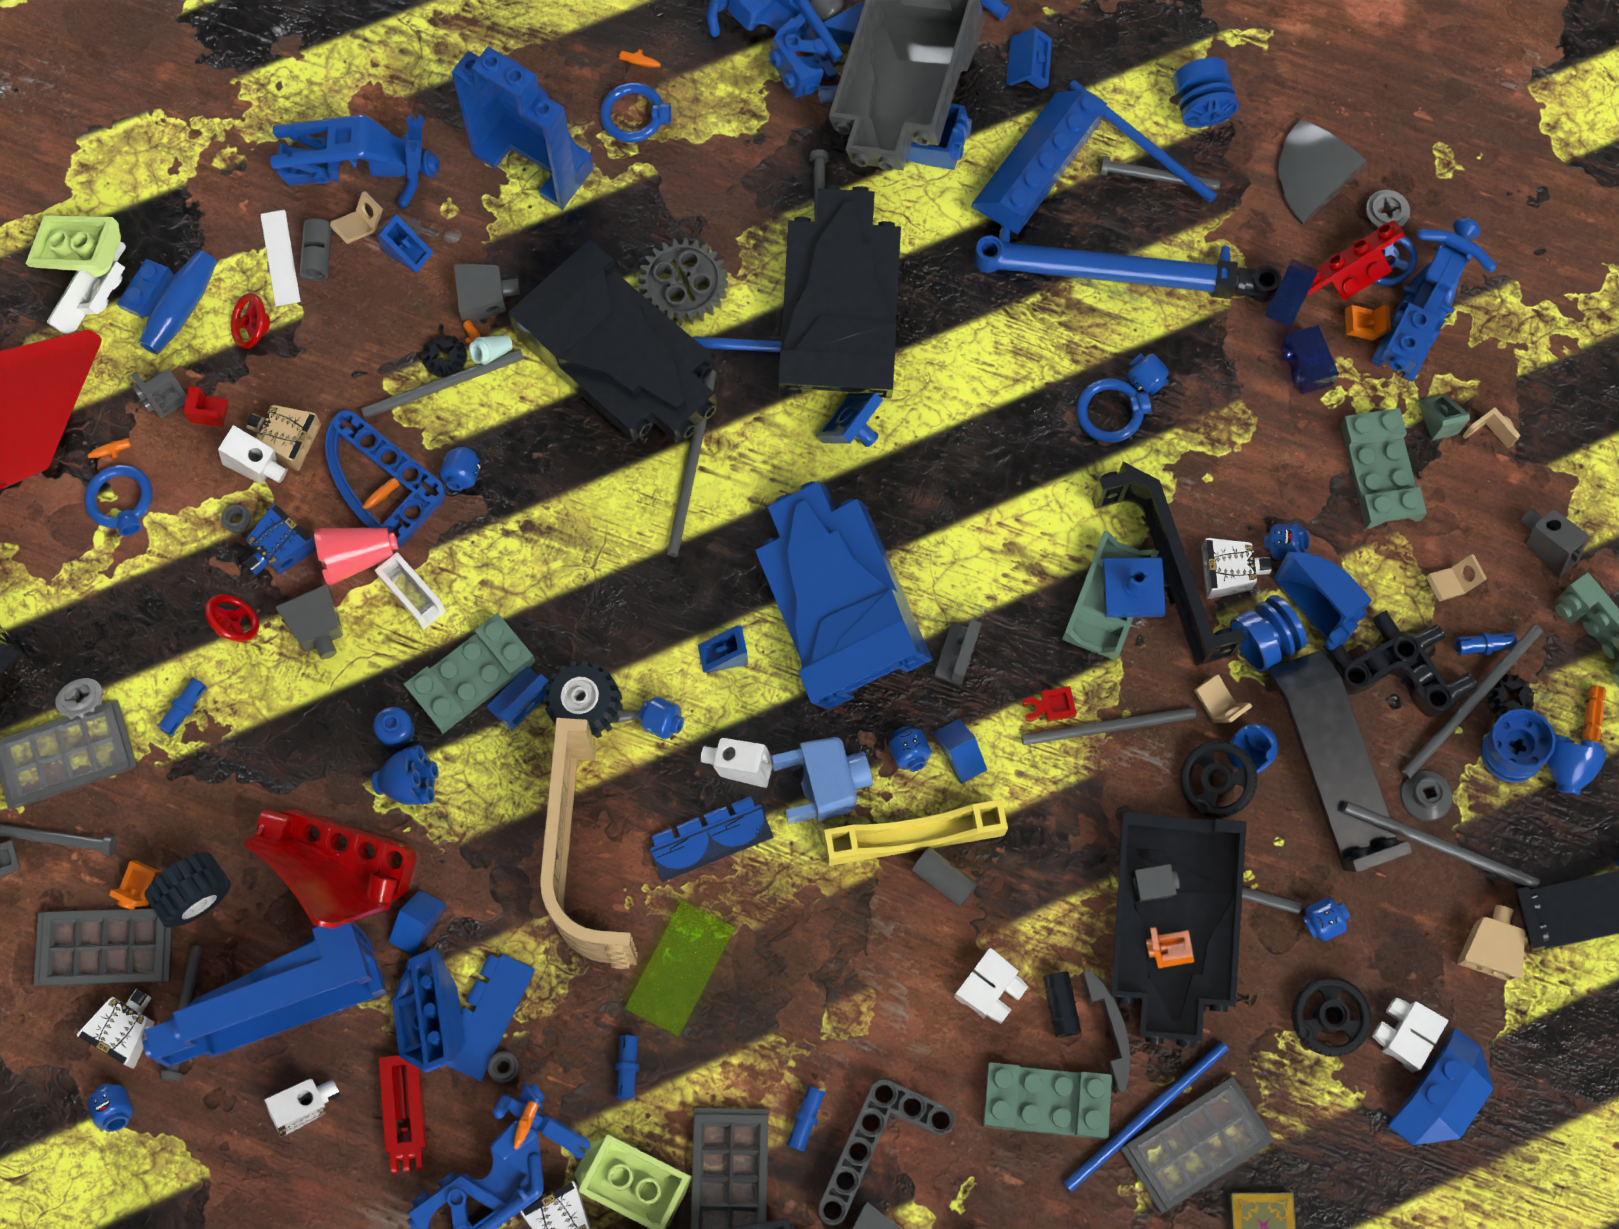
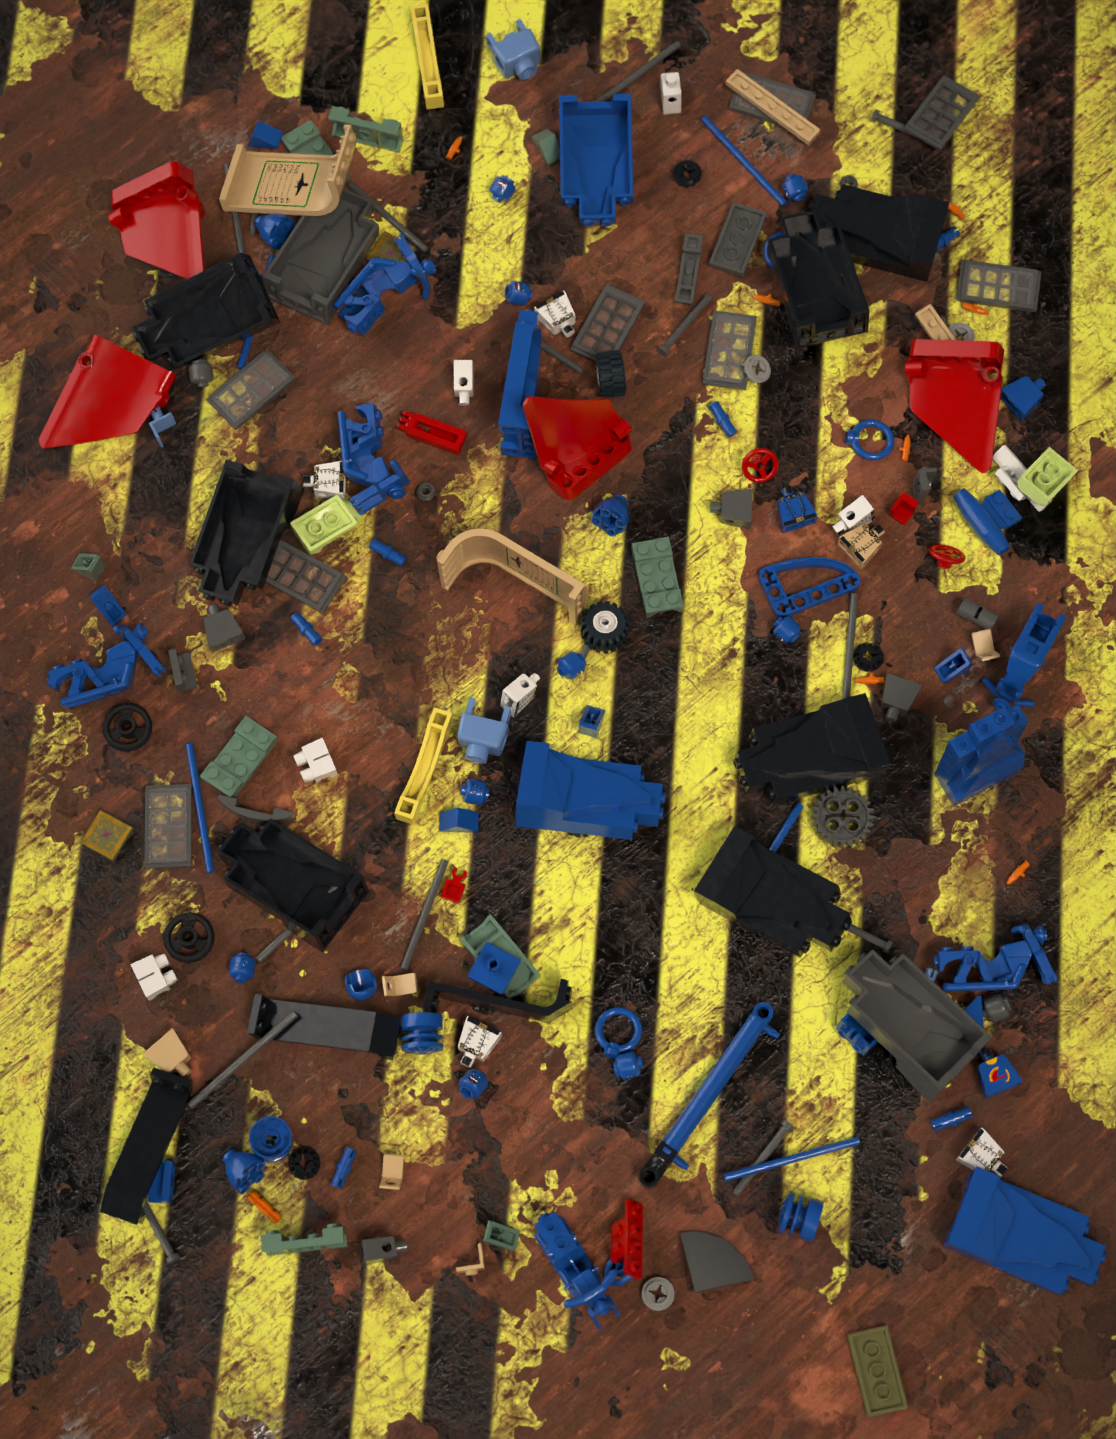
camera: 125 degrees right, 0 degrees up
(134, 884) = (631, 353): orange bracket -> none
(236, 510) = (823, 491): dark grey plate -> none
(280, 258) = (986, 595): white sticker -> none
(352, 550) = (765, 542): coral cone -> none
(381, 493) = (795, 579): orange helmet -> none
(394, 727) = (646, 520): blue head -> none
(410, 590) = (725, 566): white window -> none
(416, 922) = (531, 485): blue slope -> none
(428, 1013) = (472, 464): blue wedge -> none
(489, 348) = (856, 681): light aqua cone -> none
(493, 1012) = (455, 497): blue windscreen -> none
(519, 698) = (628, 596): blue panel -> none
(525, 1123) = (382, 476): orange helmet -> none
(660, 112) = (970, 864): blue piece -> none
(680, 968) = (425, 607): clear neon green tile -> none
(688, 480) = (716, 760): dark grey piece -> none
(708, 844) = (485, 661): blue windscreen -> none
(850, 420) = (693, 863): blue tile -> none
(870, 1139) = (275, 654): dark grey beam -> none
(944, 877) = (393, 769): dark grey pin -> none
(957, 652) = (516, 850): dark grey bracket -> none
(1029, 58) = (889, 1122): blue panel -> none
(1040, 158) = (811, 1082): blue slope -> none
(1062, 1004) = (284, 795): black axle -> none
(1154, 883) = (317, 879): dark grey brick -> none
(1170, 948) = (277, 868): orange bracket -> none
(1206, 802) = (353, 964): black wheel -> none
(1291, 292) = (630, 1184): clear blue brick -> none
(1309, 359) = (582, 1173): clear blue brick -> none
(1323, 595) = (421, 1081): blue piece -> none
(1366, 322) = (588, 1226): orange bracket -> none
(1382, 467) = (486, 1176): sand green piece -> none
(1414, 799) = (281, 1085): dark grey piece -> none
(1416, 670) = (352, 1112): black pin -> none
(1445, 1094) = (111, 977): blue wedge -> none
(1472, 701) = (314, 1136): dark grey piece -> none

